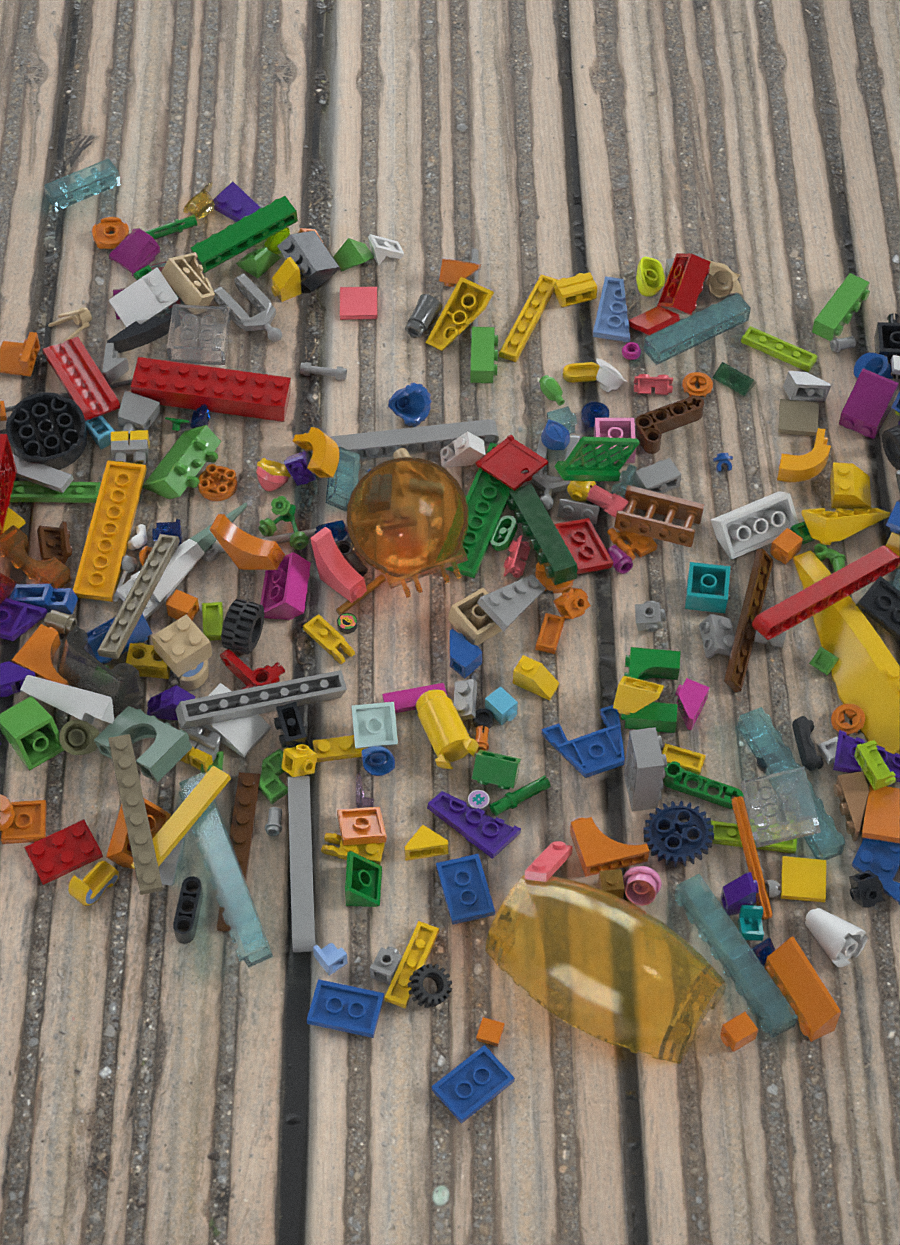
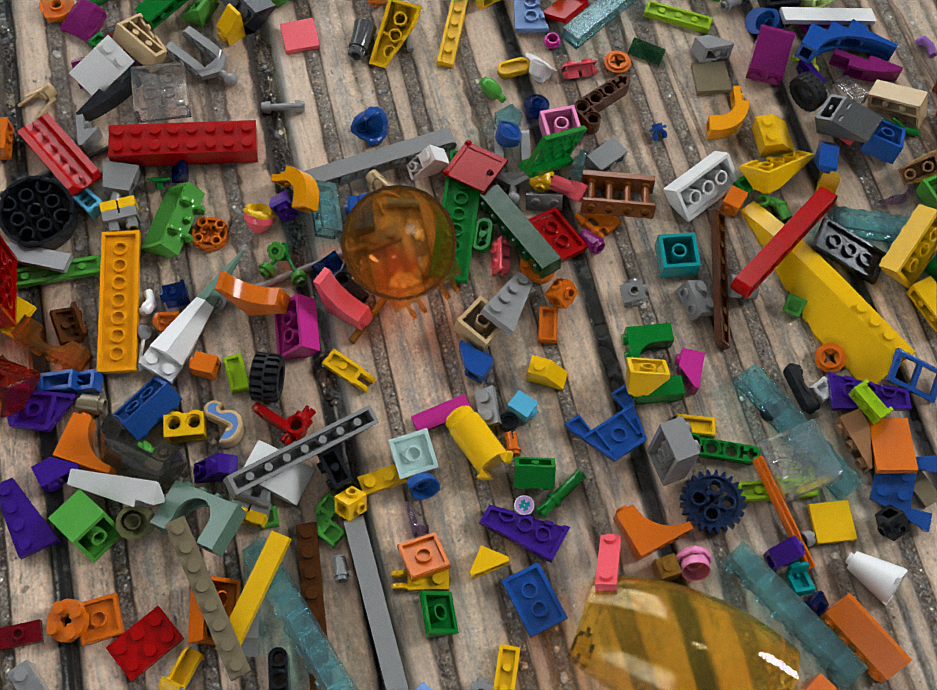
camera: 15 degrees left, 10 degrees up
(138, 596) = (161, 368): dark tan tile -> none
(182, 645) = (214, 410): tan brick -> none
(347, 623) = (361, 351): tile -> none
(483, 355) = (423, 66): bright green brick -> none

